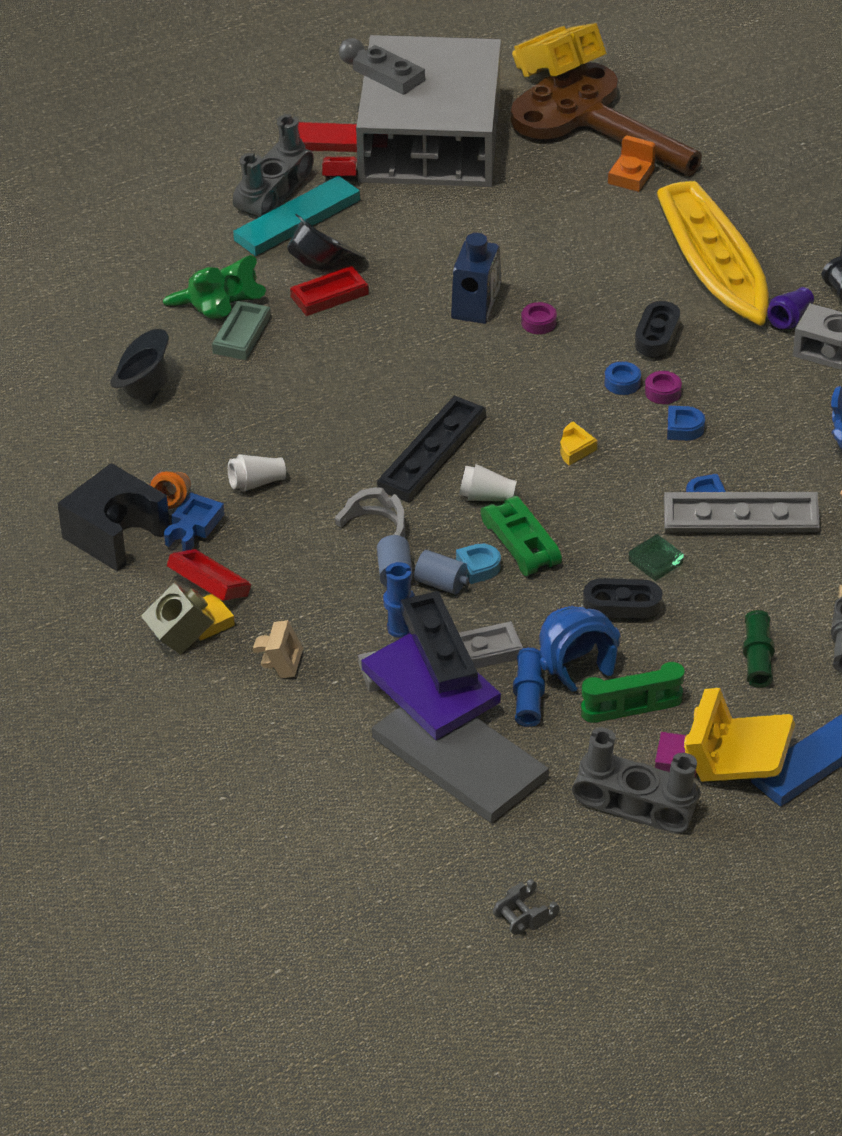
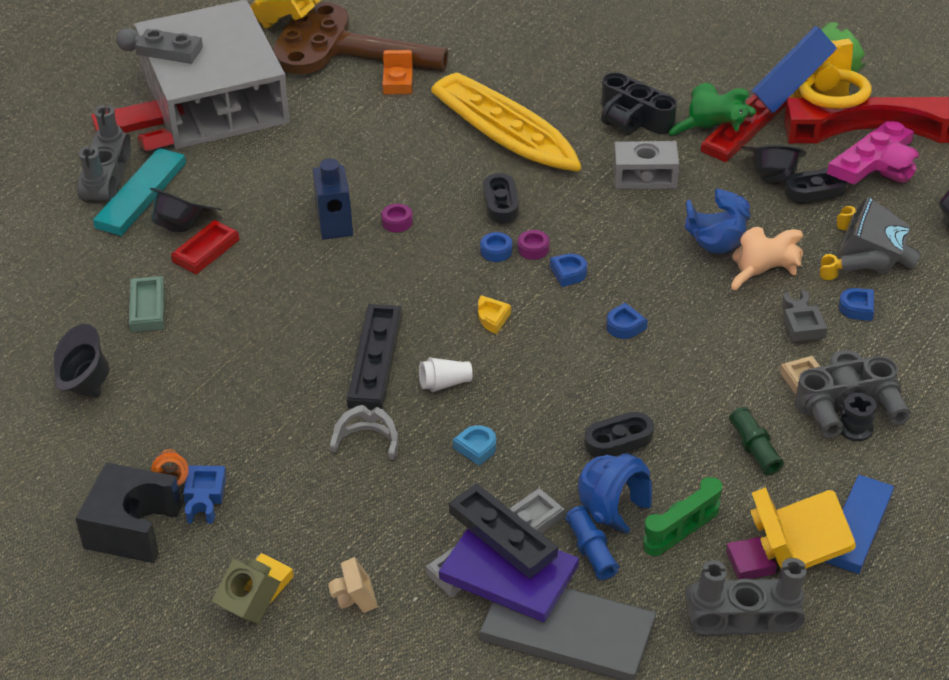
camera: 25 degrees left, 0 degrees up
(209, 574) = (247, 537): red tile -> none
(214, 289) = (108, 274): green animal -> none
(254, 471) = (231, 428): white cone -> none
(392, 550) = (407, 468): sand blue piece -> none
(398, 588) = (438, 502): blue pin -> none
(441, 572) = (453, 463): sand blue piece -> none
(520, 534) = (499, 407): green plate -> none
(656, 557) = (619, 389): clear green tile -> none
(741, 512) = (664, 328): light grey tile -> none
(788, 308) = (593, 151): dark purple cone -> none

